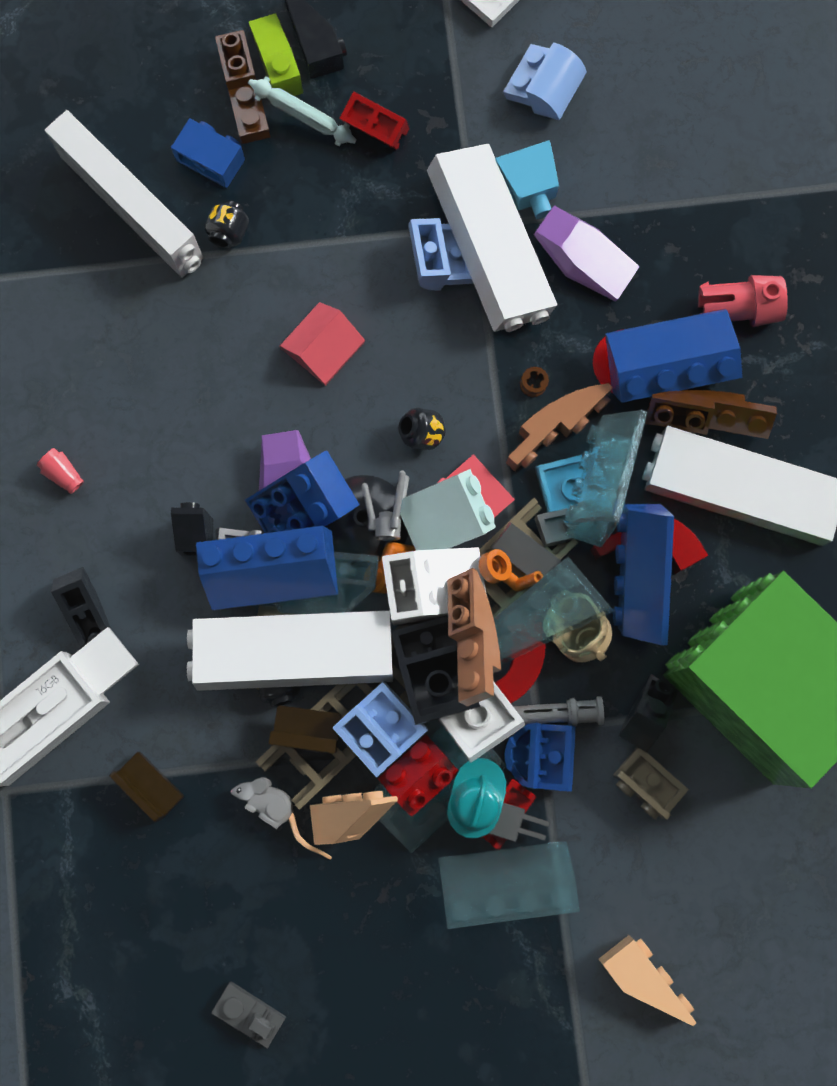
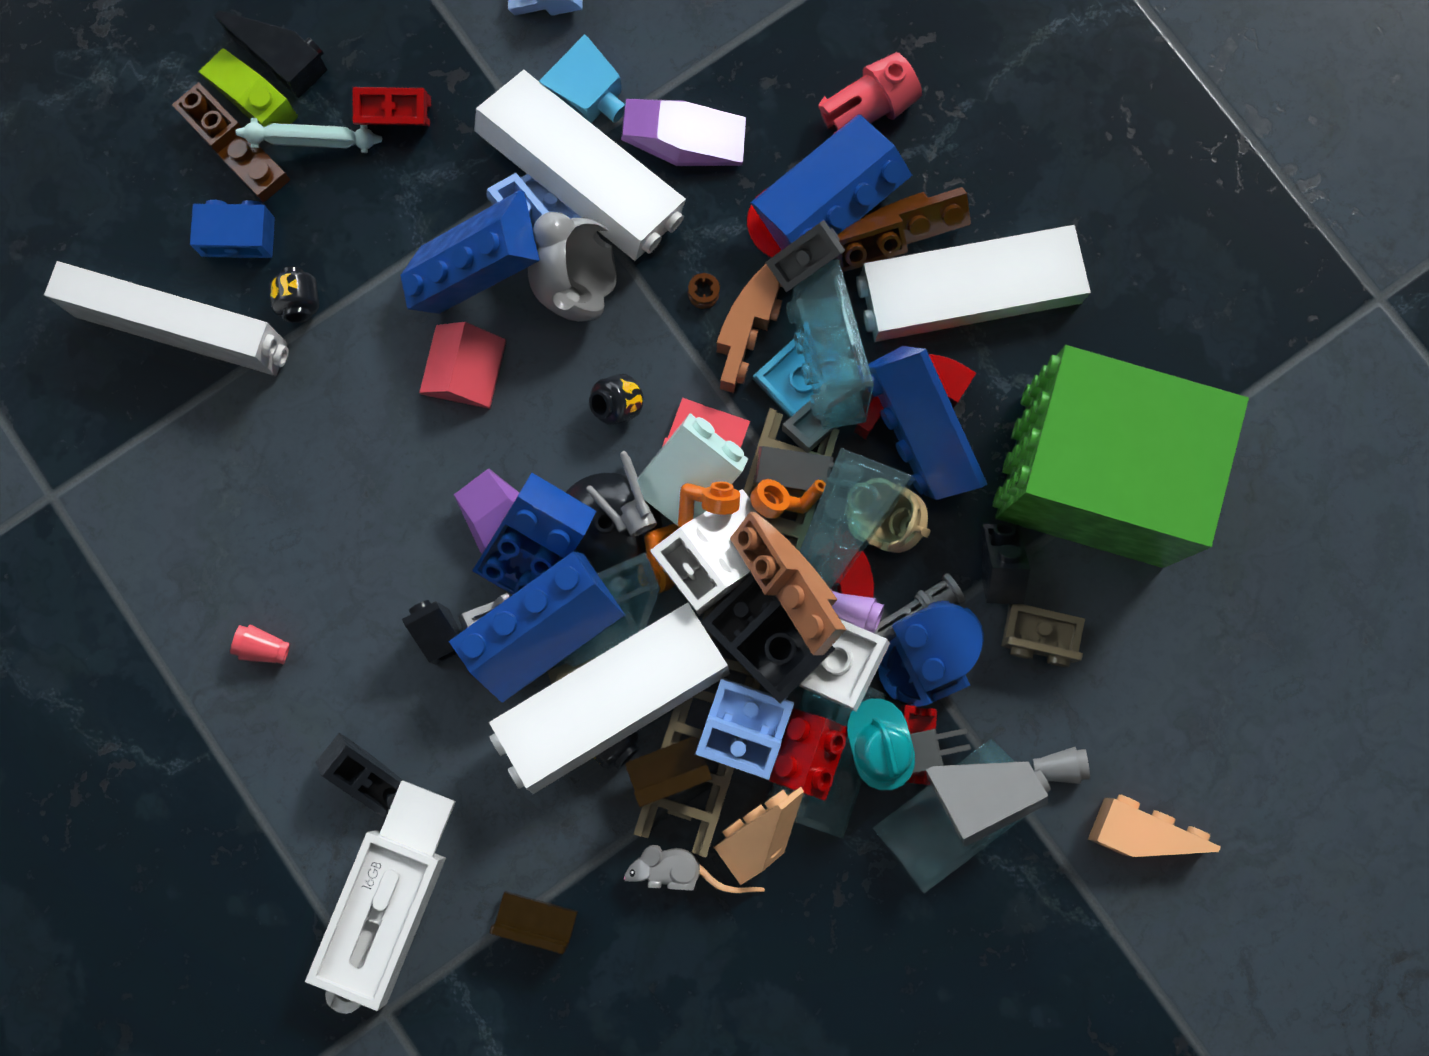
camera: 30 degrees left, 0 degrees up
(371, 264) = (471, 257): none -> blue slope
(442, 311) = (573, 266): none -> light grey piece
(453, 544) = (717, 499): none -> orange plate
(514, 687) = (858, 610): none -> lavender cone
(536, 883) = (987, 795): none -> light grey slope
(566, 746) = (940, 642): none -> blue slope
(609, 893) = (1064, 766): none -> light grey cone
(624, 396) = (805, 255): none -> dark grey hinge

